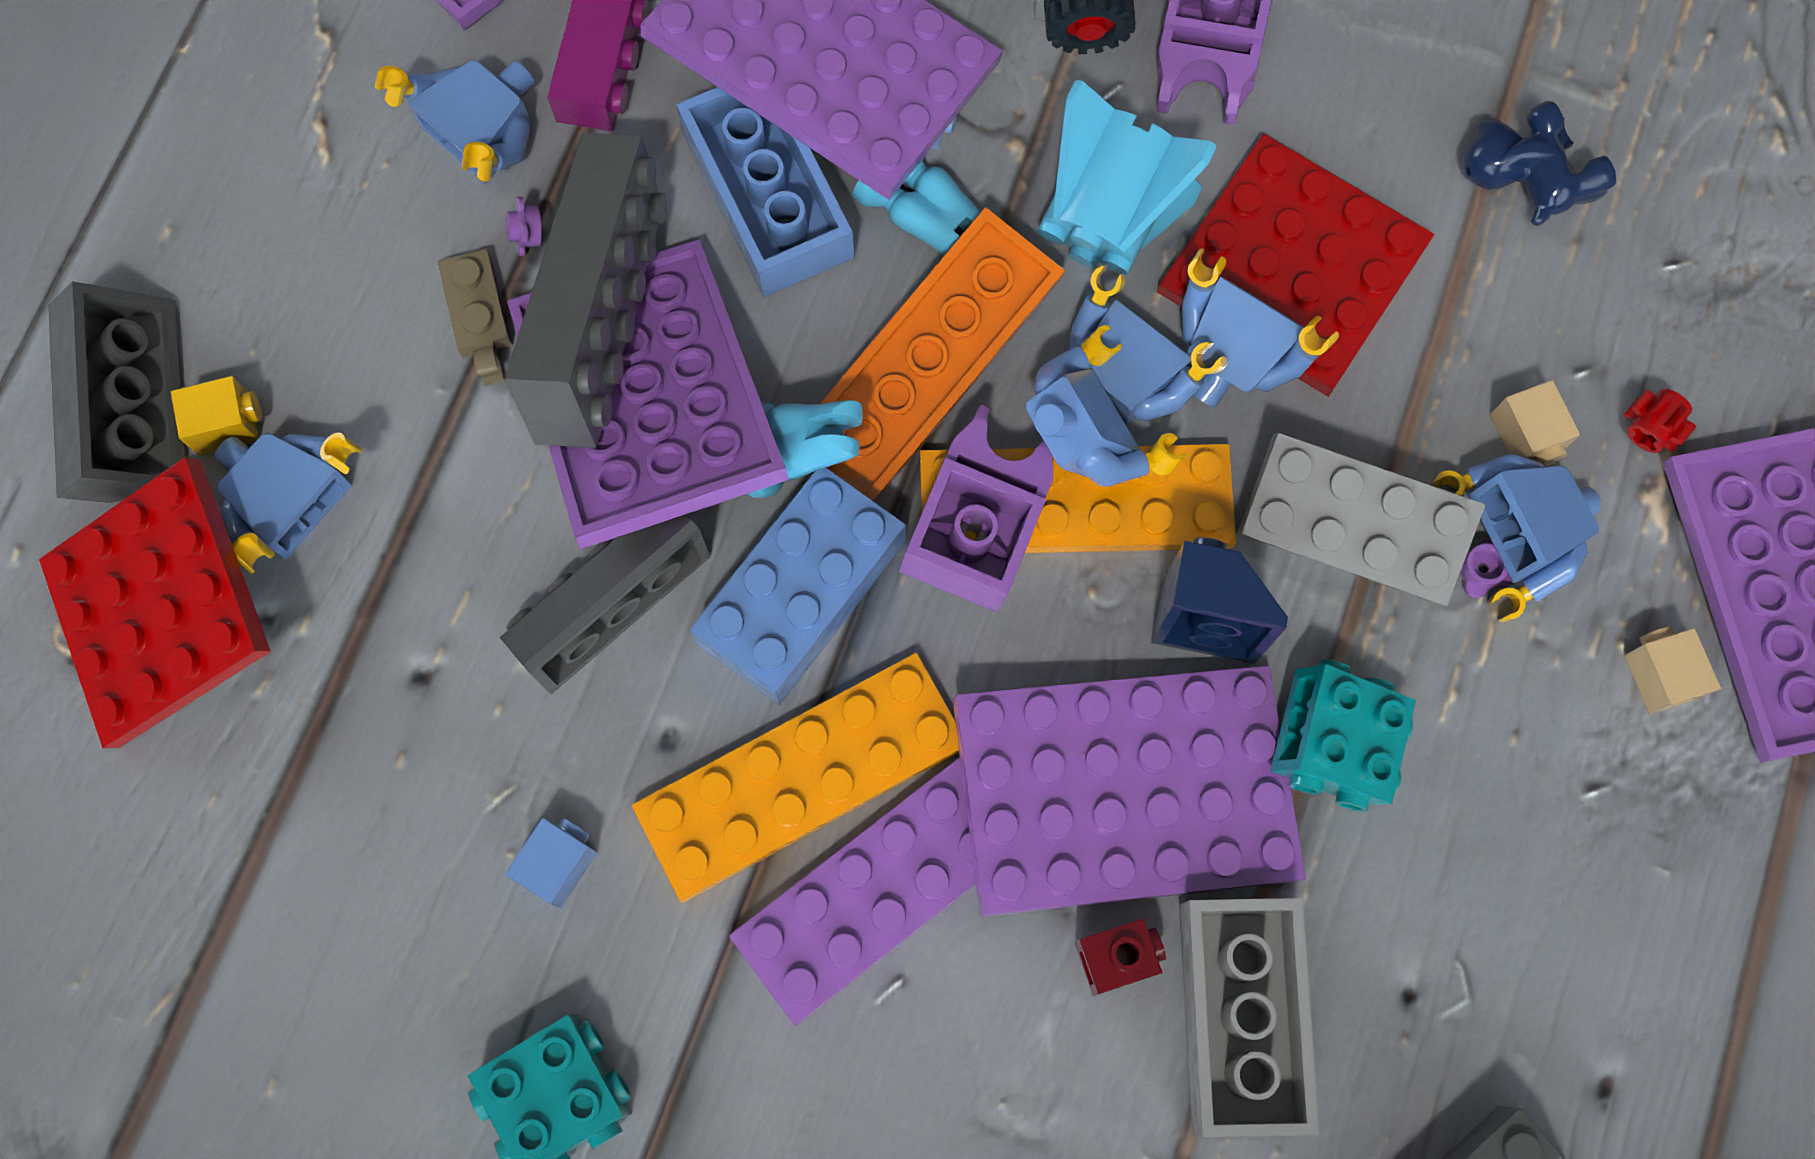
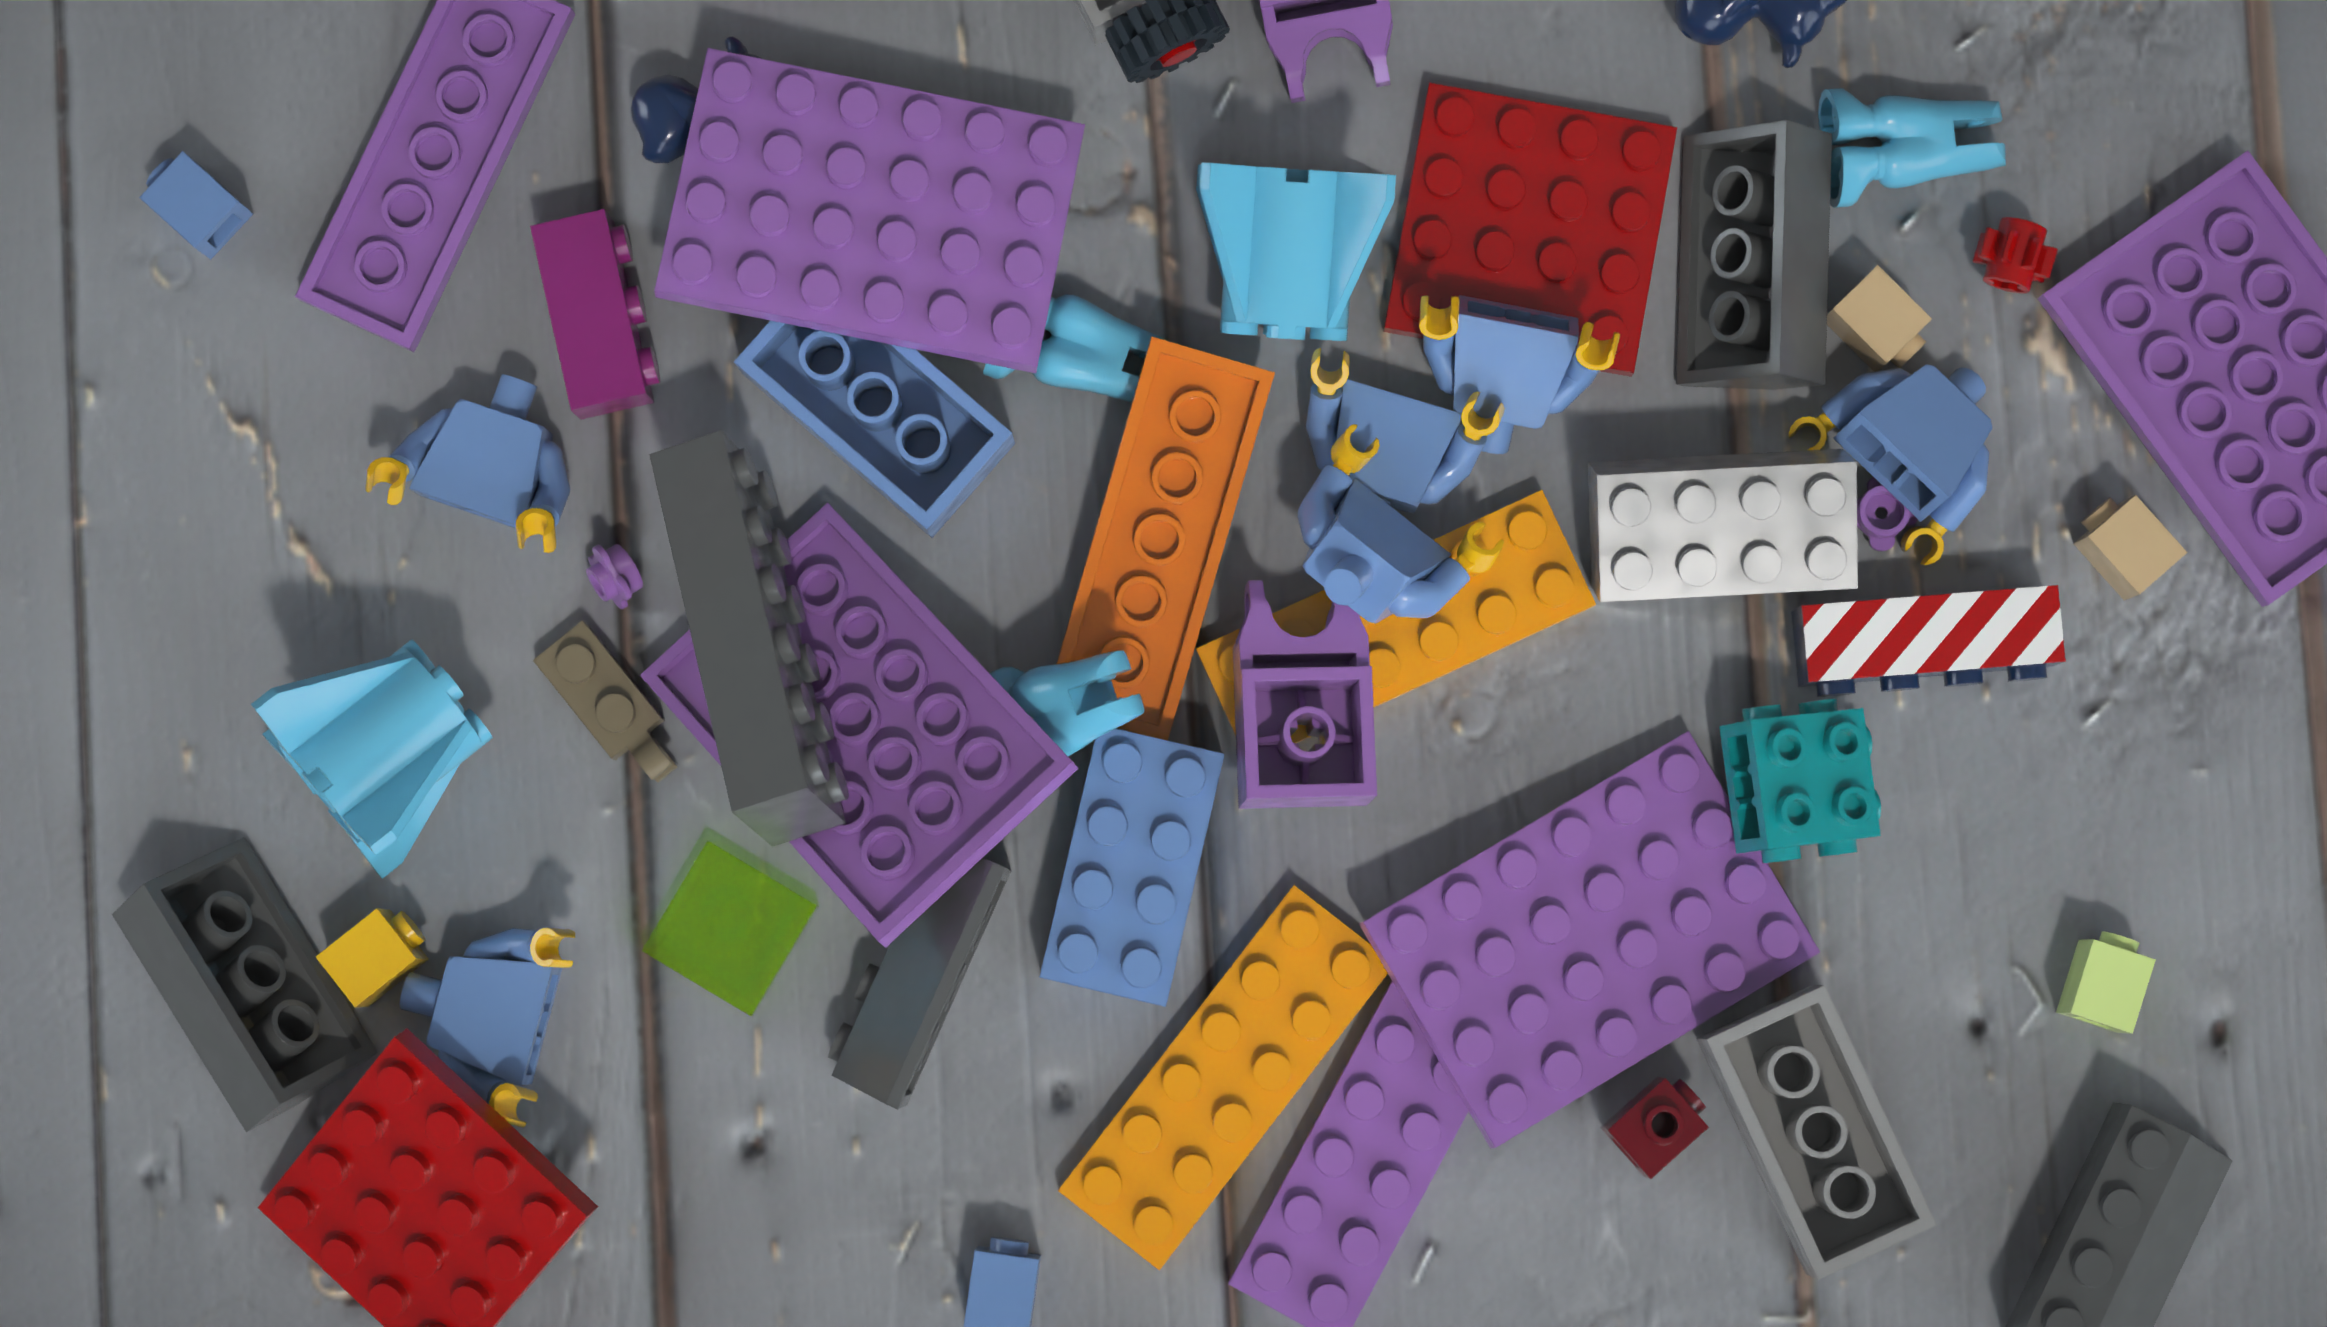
camera: 20 degrees left, 10 degrees up
(287, 259) = (375, 745): none -> medium azure brick
(484, 508) = (730, 928): none -> clear neon green tile
(1216, 604) = (1601, 701): dark blue slope -> none
(1458, 345) = (1754, 257): none -> dark grey slope
(1487, 673) = (1928, 637): none -> brick
(1530, 1003) = (2106, 983): none -> yellowish green brick
(1609, 312) = (1914, 138): none -> medium azure piece

